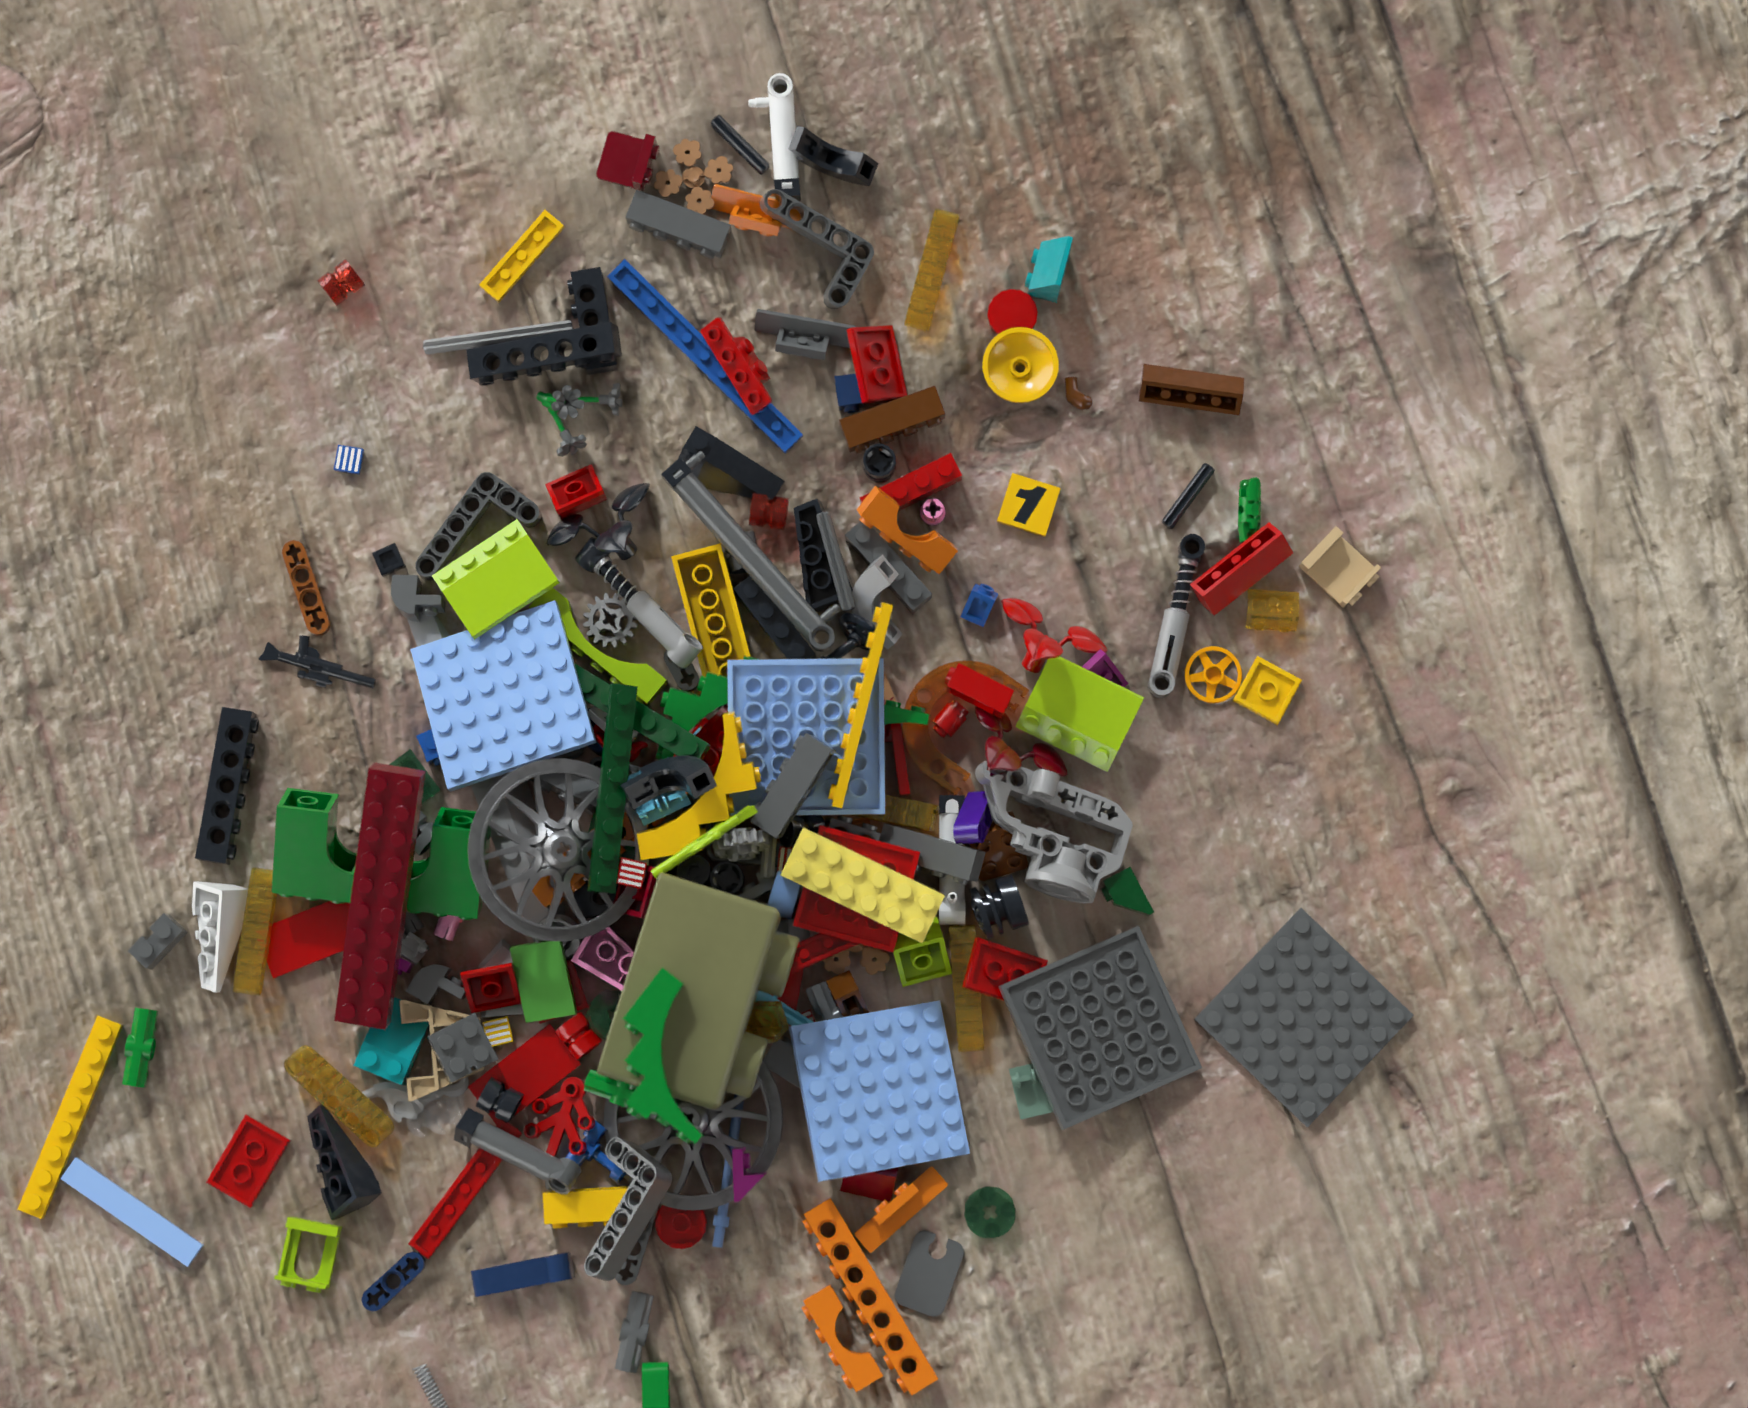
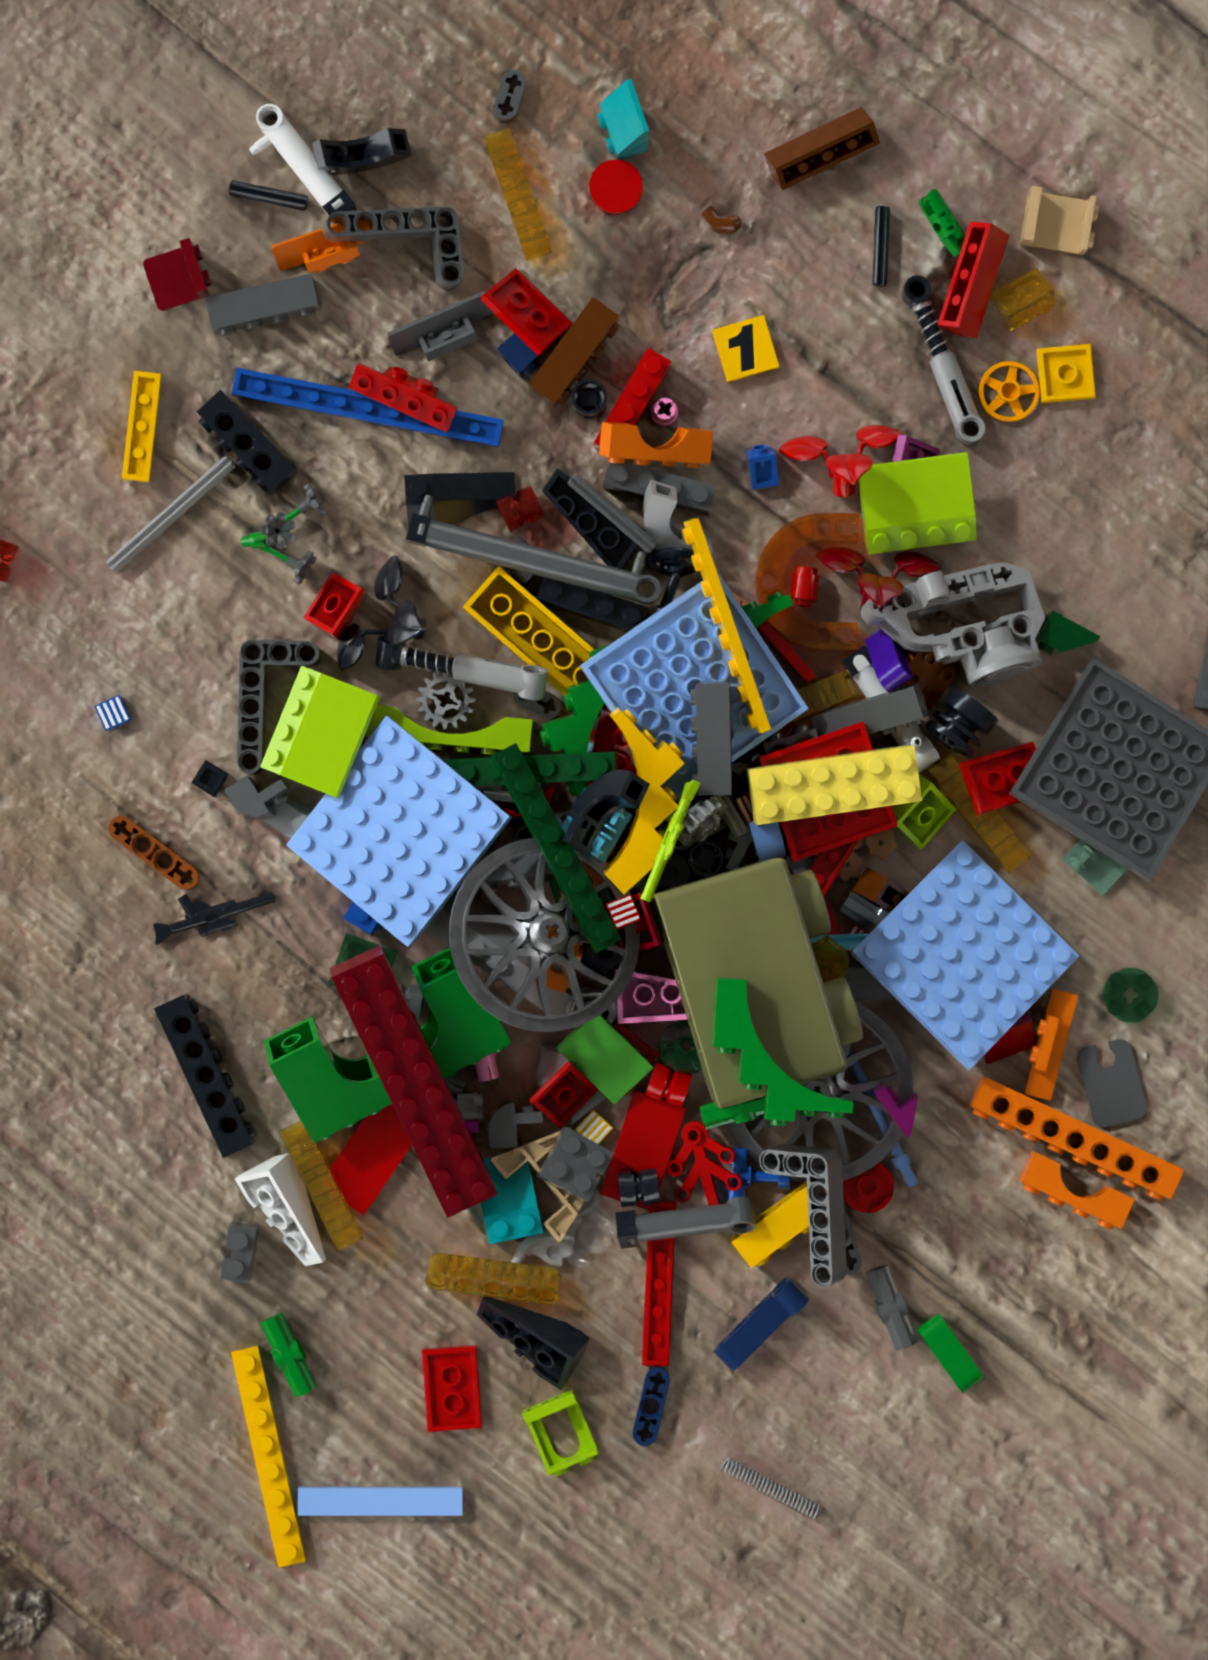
camera: 40 degrees left, 5 degrees up
(482, 358) = (170, 542): black brick -> none
(693, 176) = (246, 252): medium nougat plant -> none
(973, 186) = (503, 94): none -> dark grey beam
(978, 690) = (818, 543): red window -> none
(1024, 348) = (655, 209): yellow dish -> none

